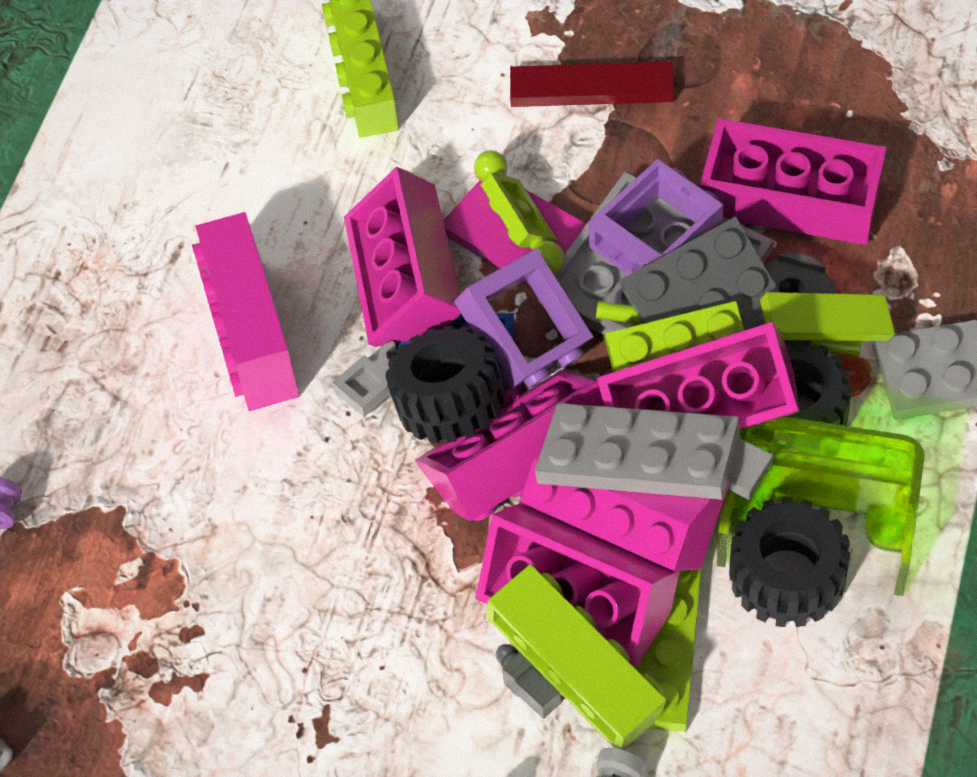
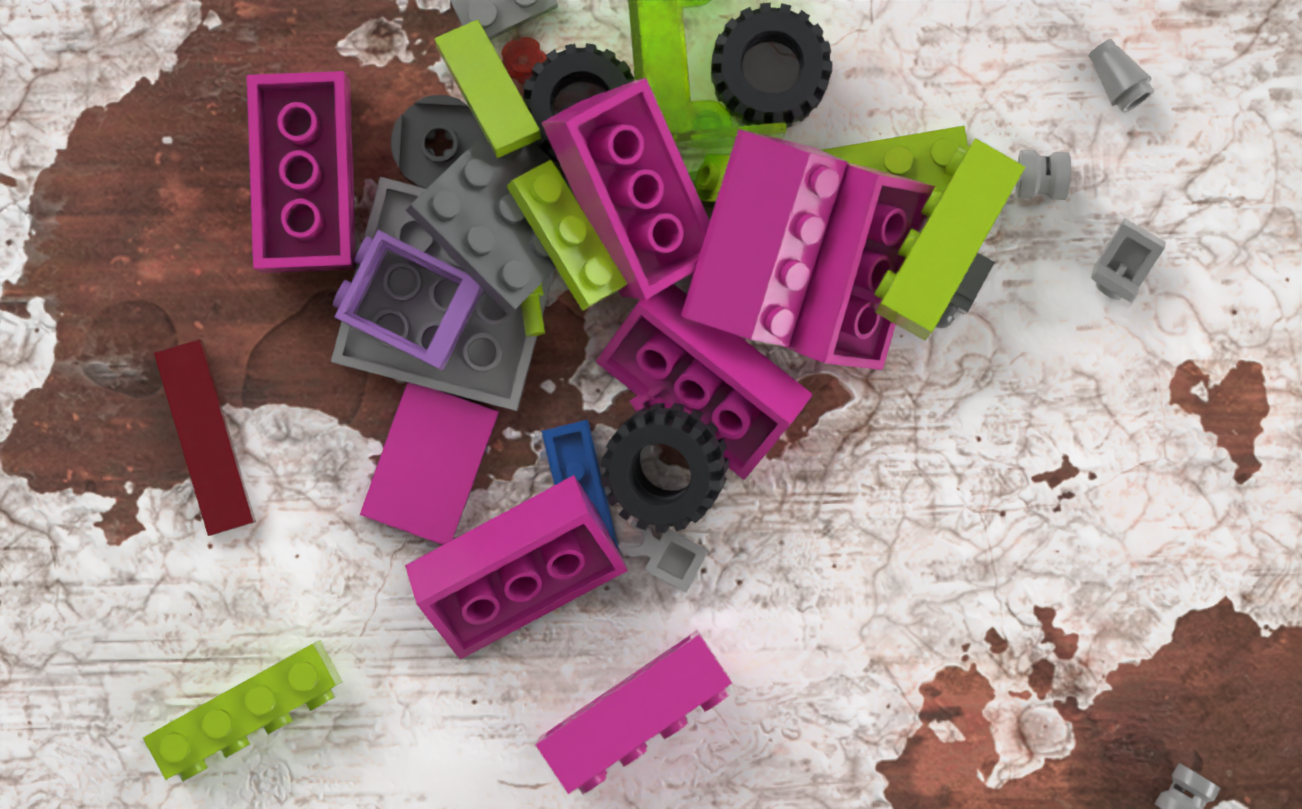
camera: 110 degrees left, 30 degrees up
(481, 317) = (544, 443): medium lavender window -> none
(517, 209) = (424, 458): lime plate -> none
(638, 451) = (727, 230): light grey plate -> none
(748, 468) = (712, 125): light grey tile -> none

